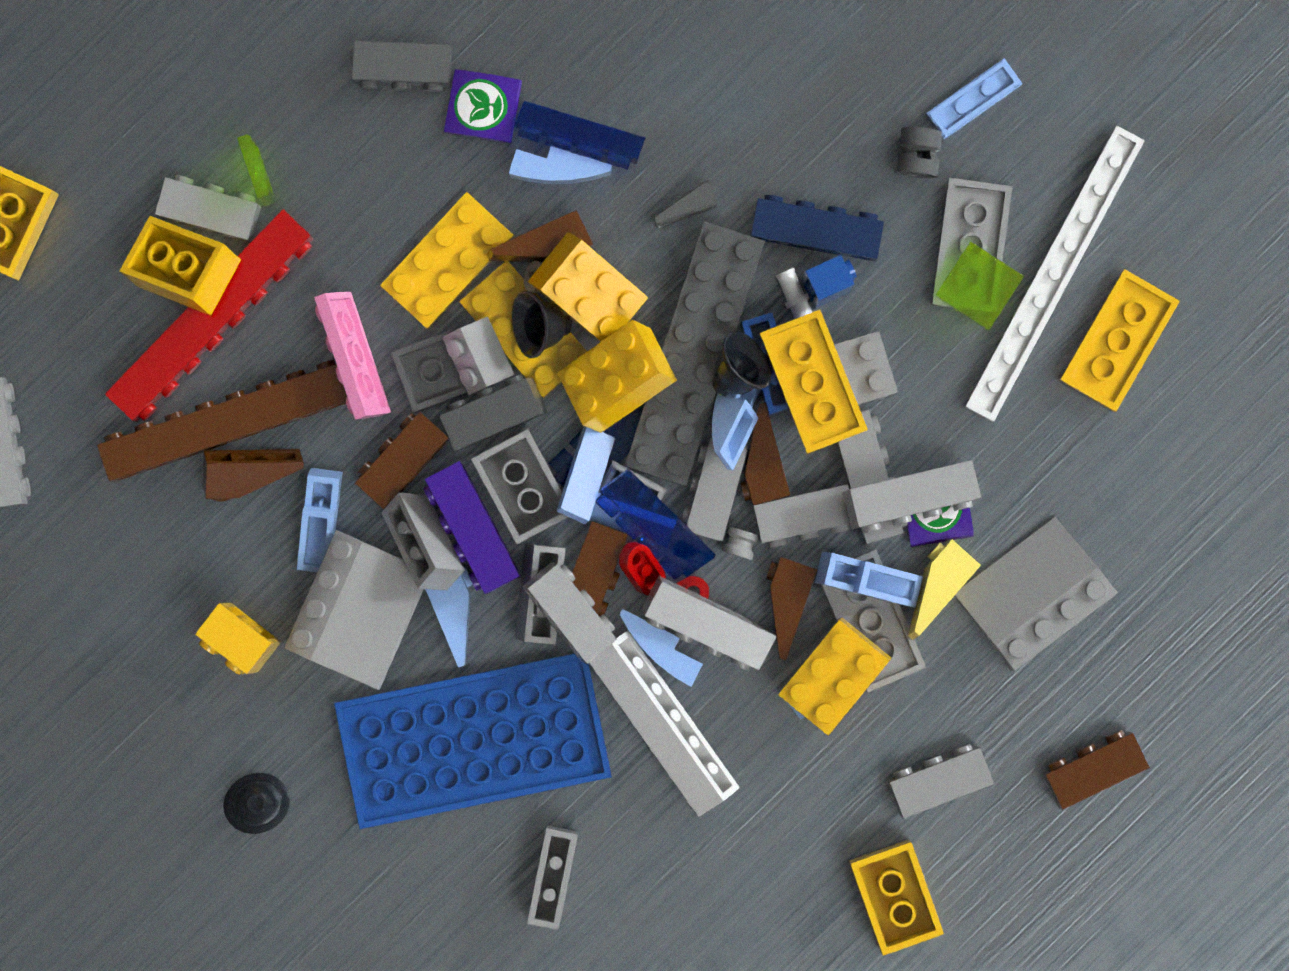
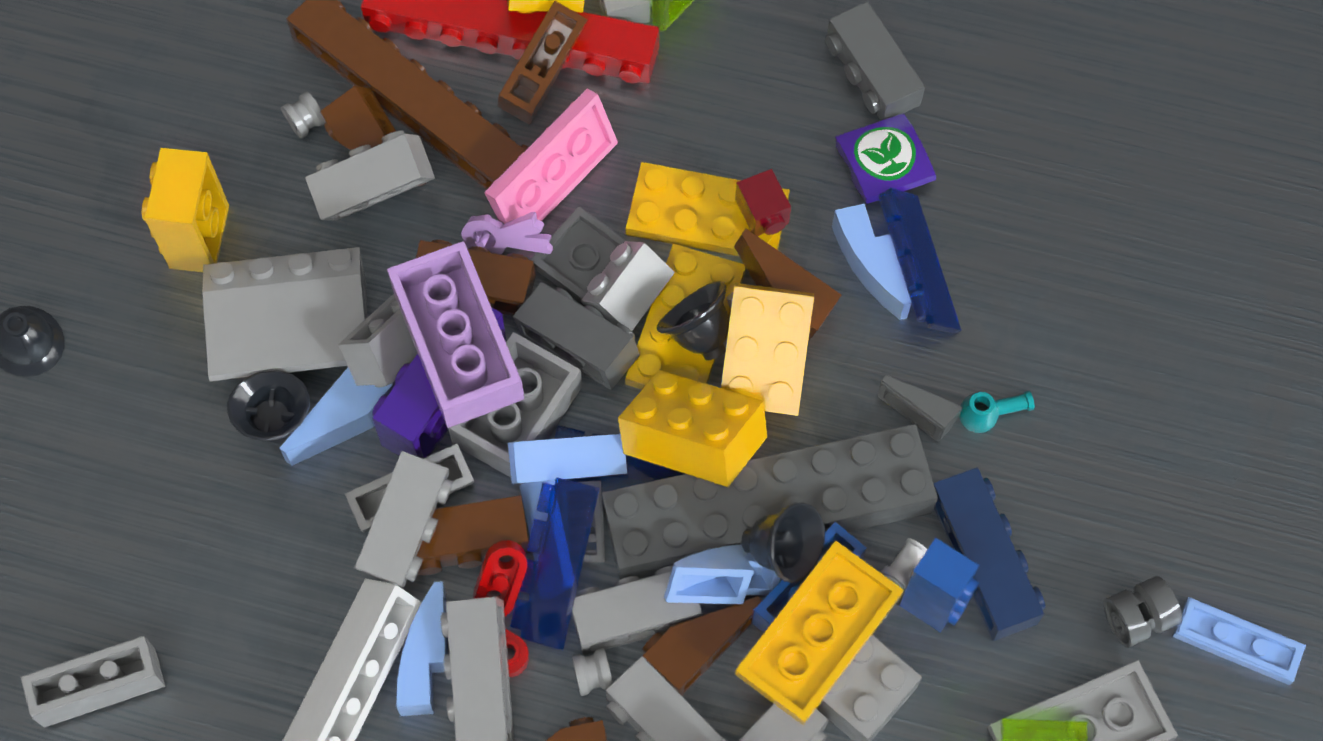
camera: 55 degrees right, 20 degrees down
(193, 510) = (303, 114): none -> light grey wheel
(263, 314) = (541, 63): none -> reddish brown slope
(283, 492) = (369, 176): none -> light grey brick
(318, 517) = (372, 230): light blue slope -> none
(379, 428) = (496, 236): none -> lavender piece
(425, 658) = (268, 405): none -> black hat
(464, 504) = (456, 334): none -> lavender brick
(472, 740) = (210, 517): blue plate -> none
(475, 222) = (763, 203): none -> dark red brick
(716, 153) = (983, 421): none -> teal bar

